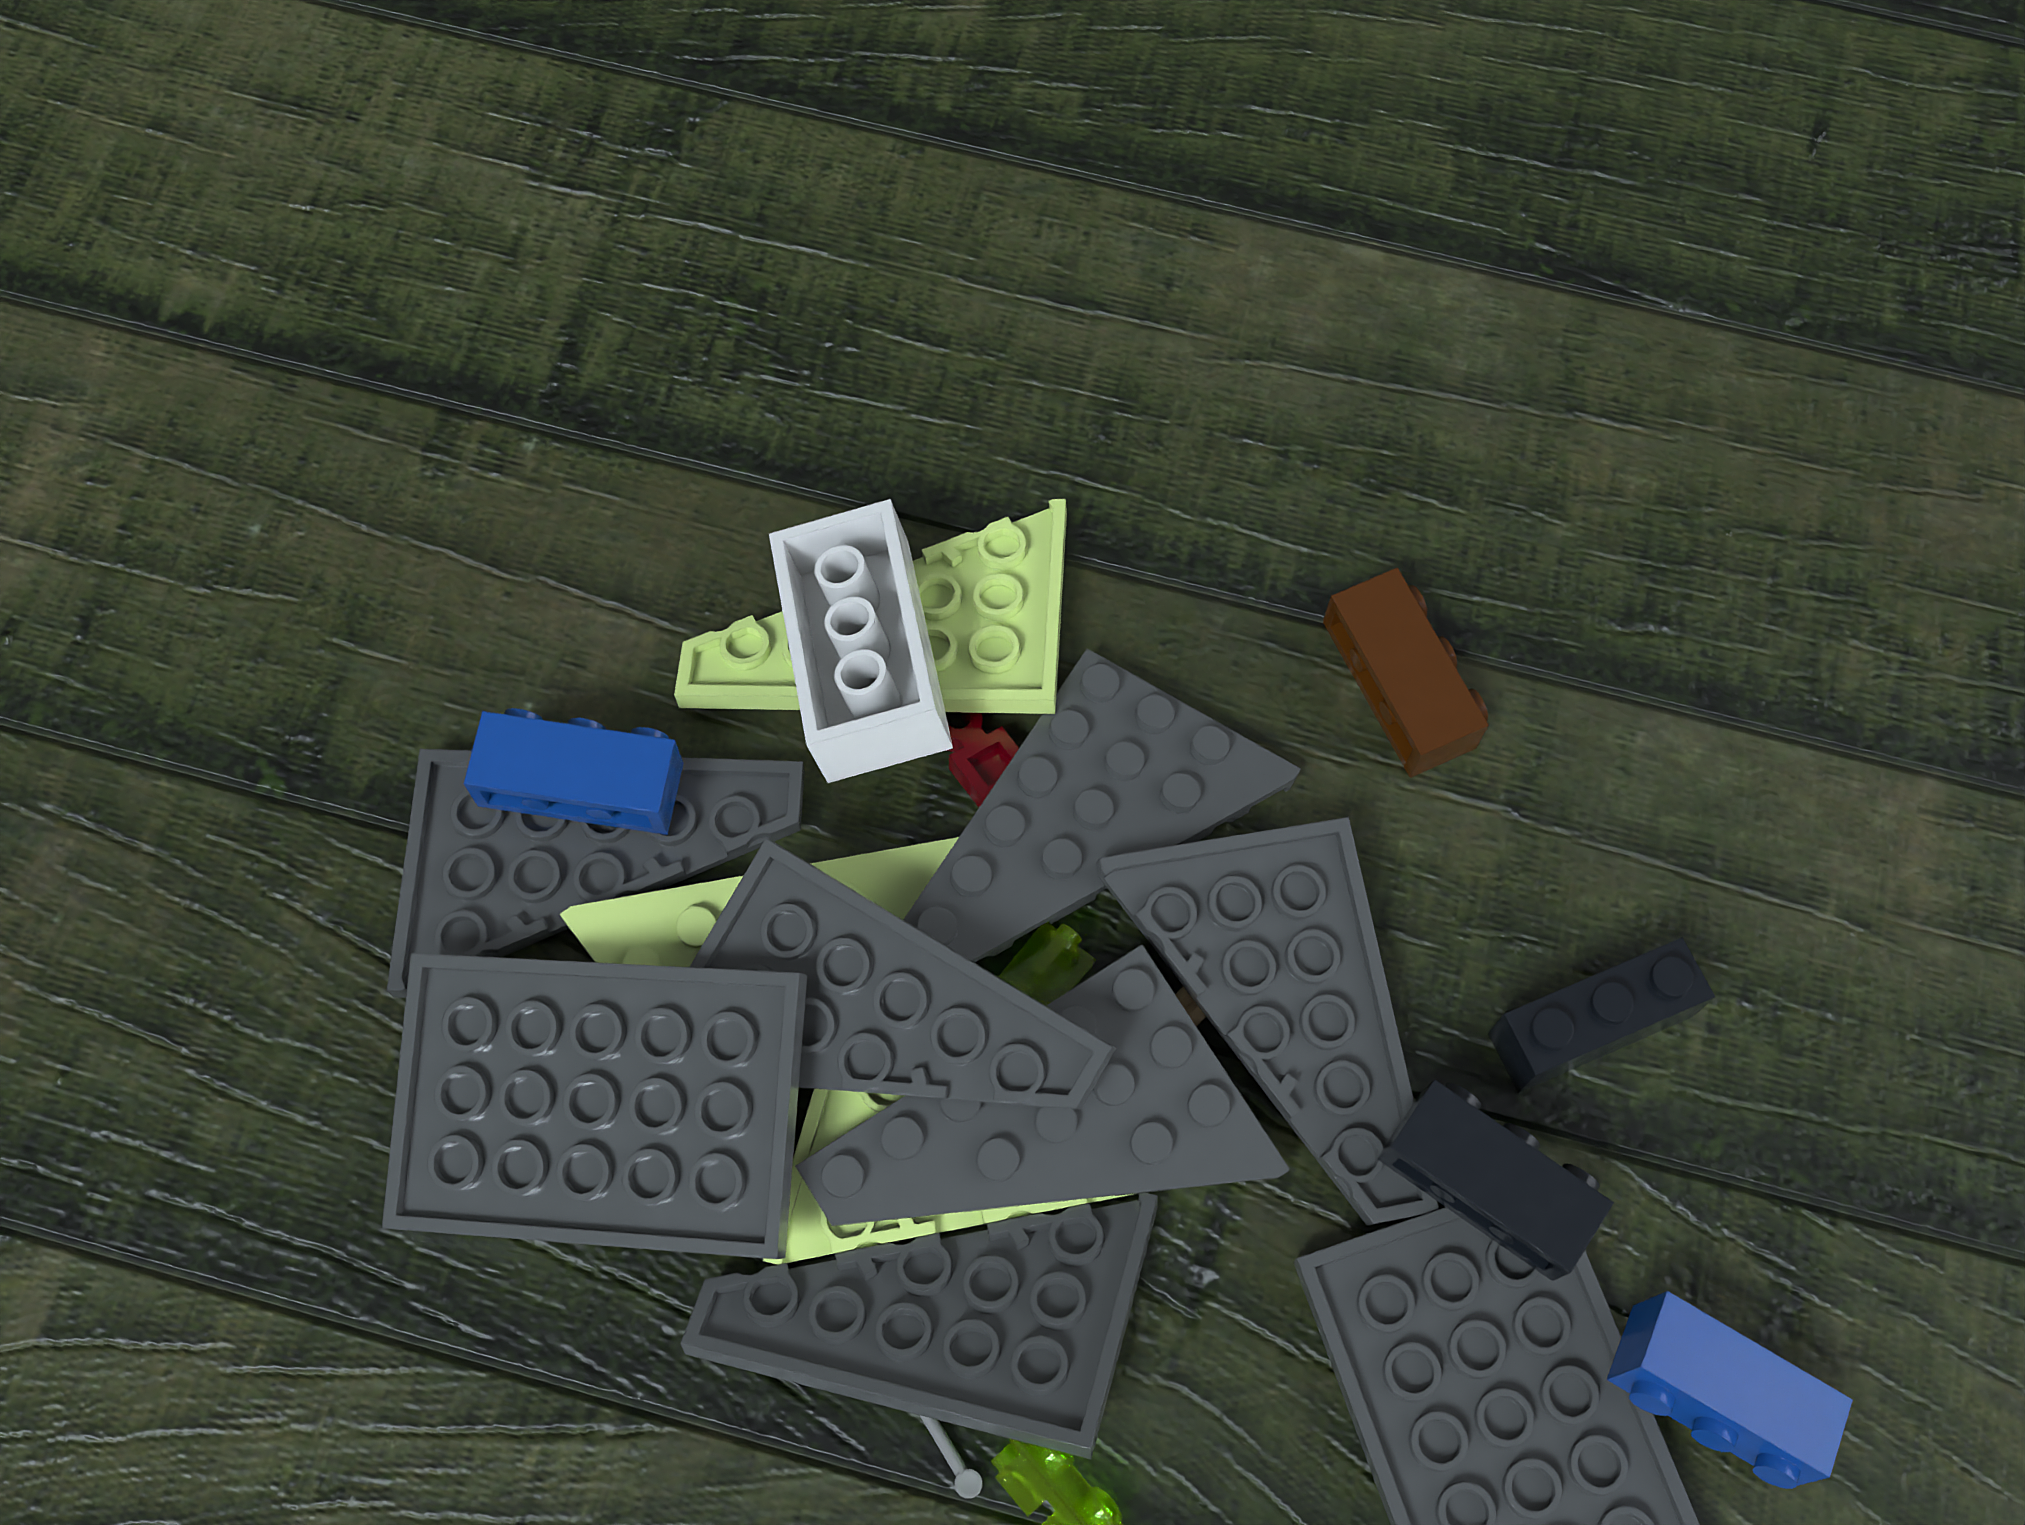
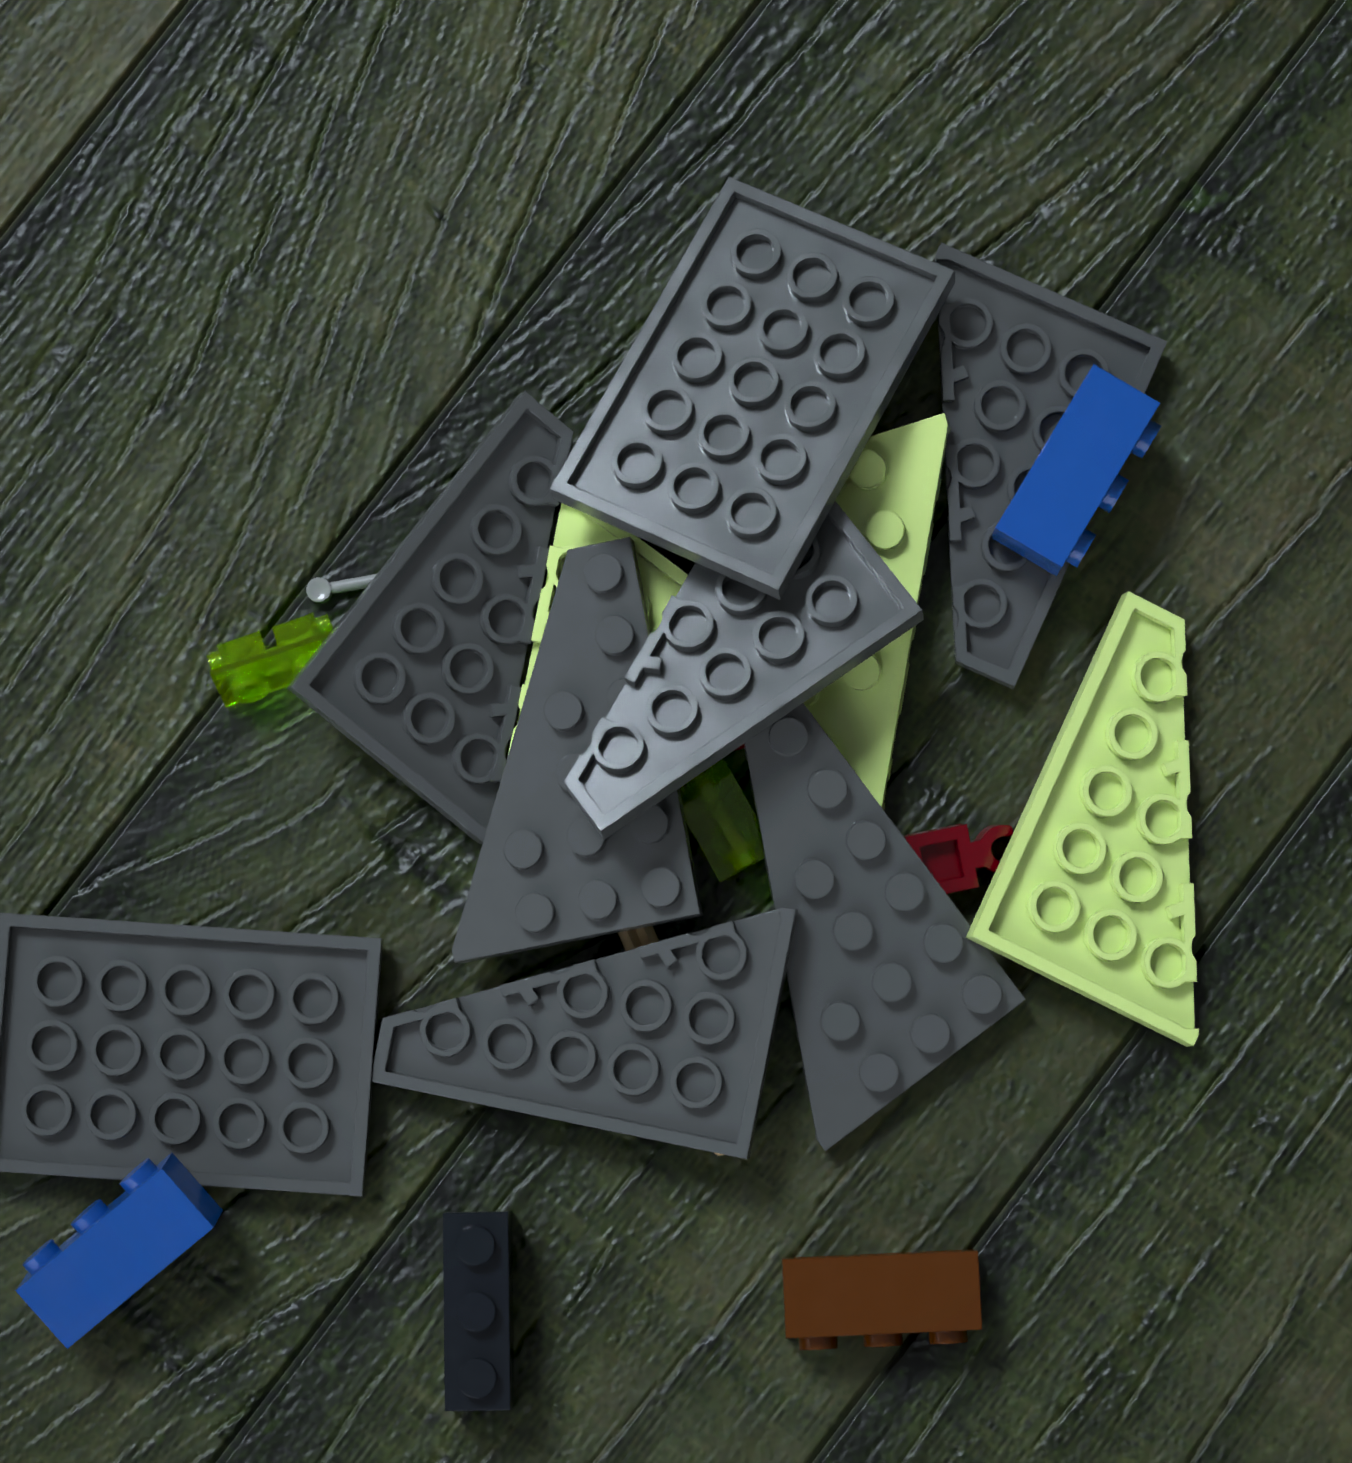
camera: 120 degrees right, 15 degrees up
(859, 642) = (1098, 773): white brick -> none
(1497, 1179) = (370, 1134): black brick -> none

